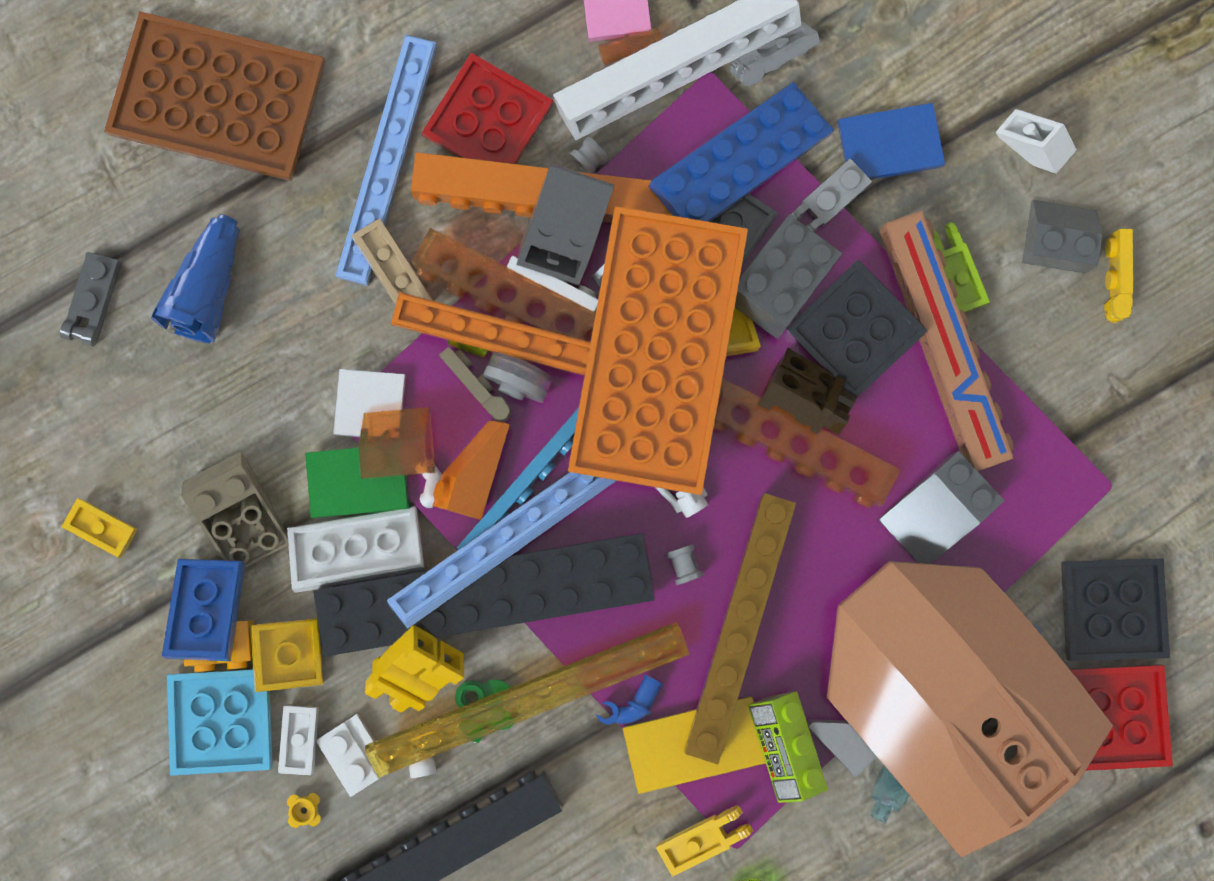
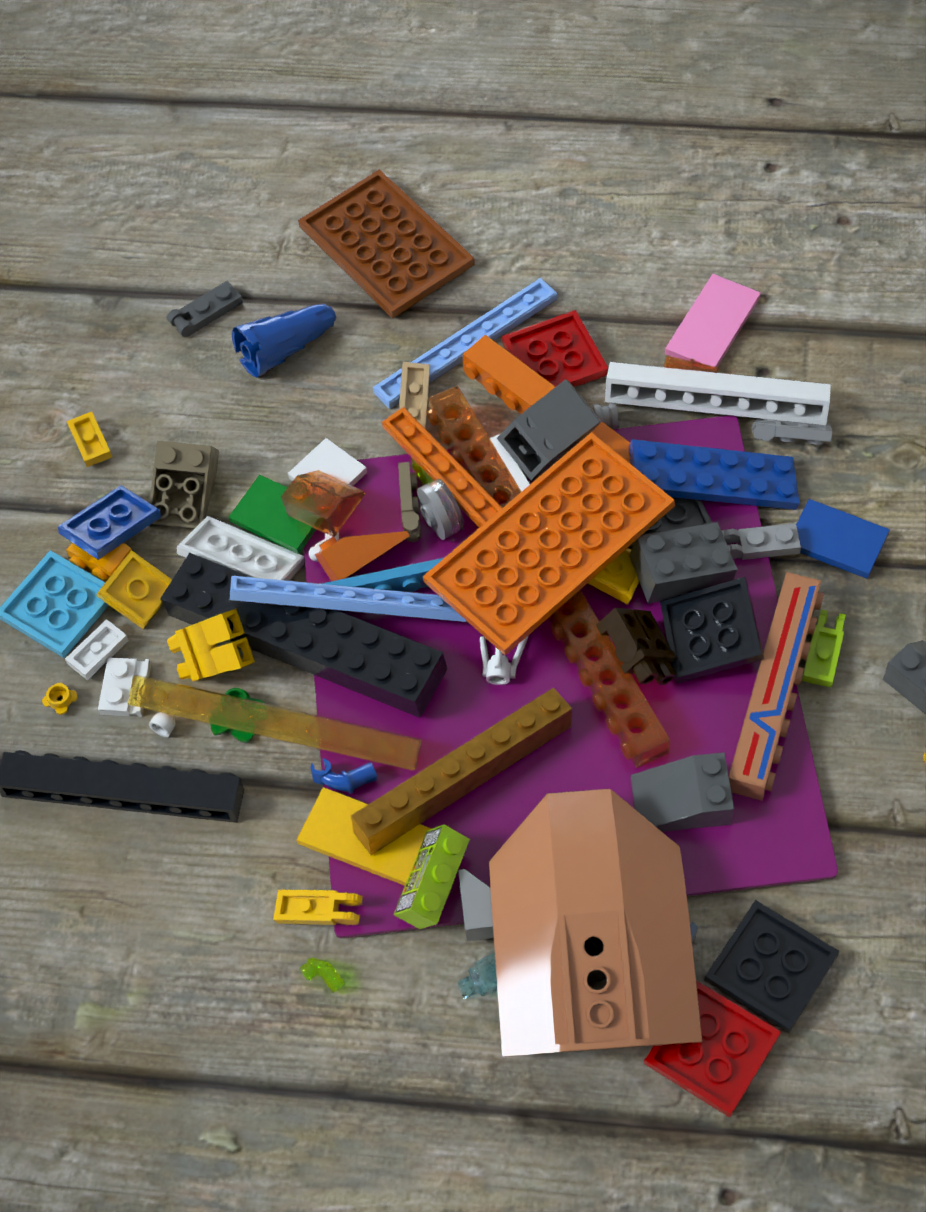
camera: 40 degrees right, 25 degrees down
(684, 564) = (459, 707): light grey bush -> none

